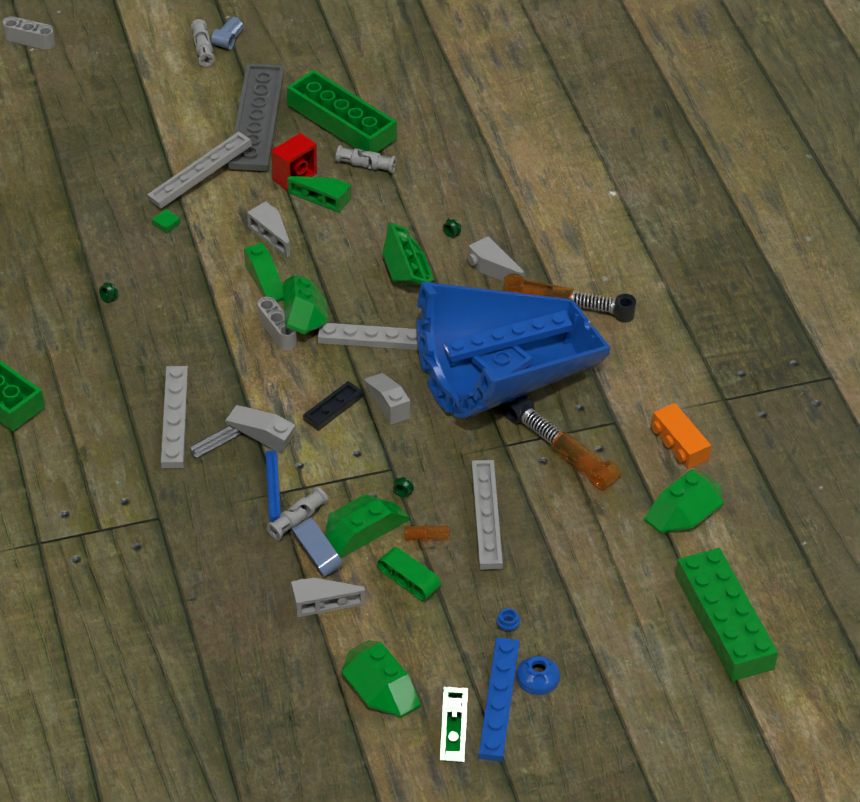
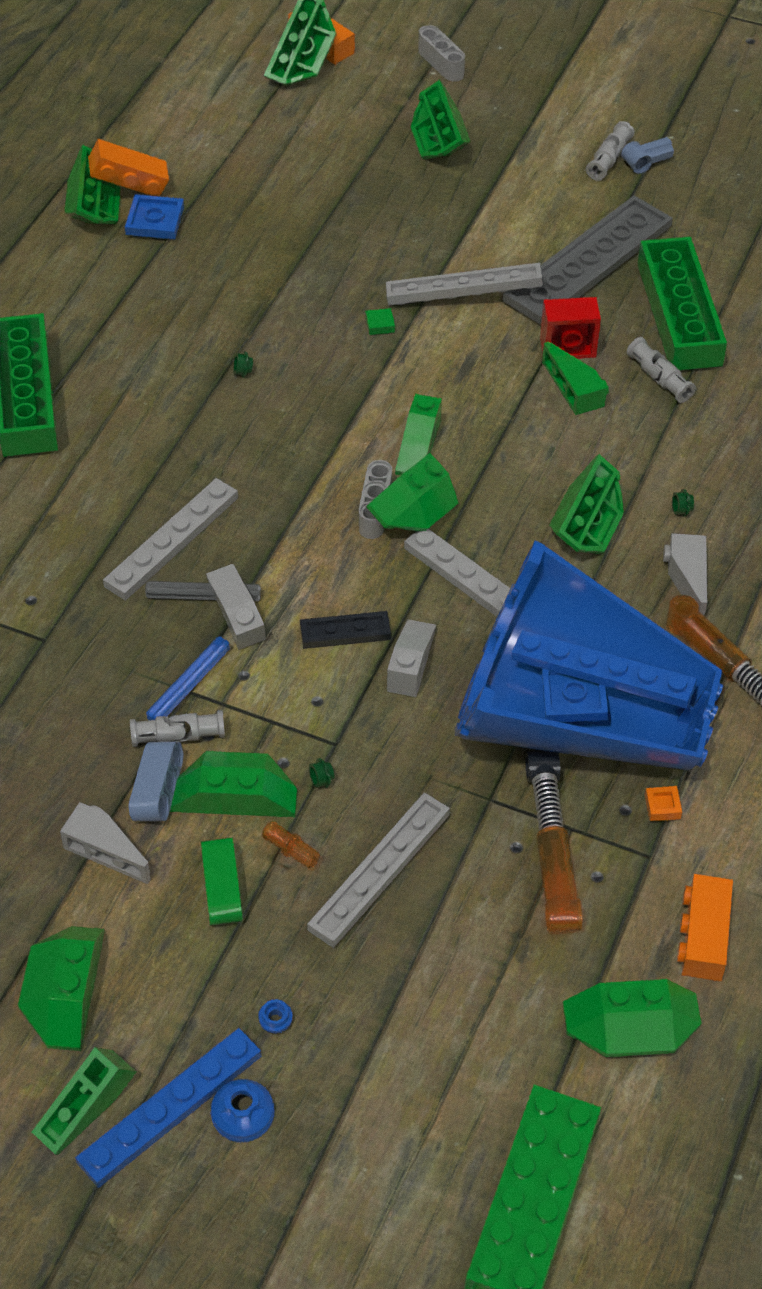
camera: 40 degrees right, 5 degrees up
(78, 80) = (438, 123): none -> green wedge
(269, 226) = (479, 386): light grey slope -> none
(599, 390) = (663, 803): none -> orange plate

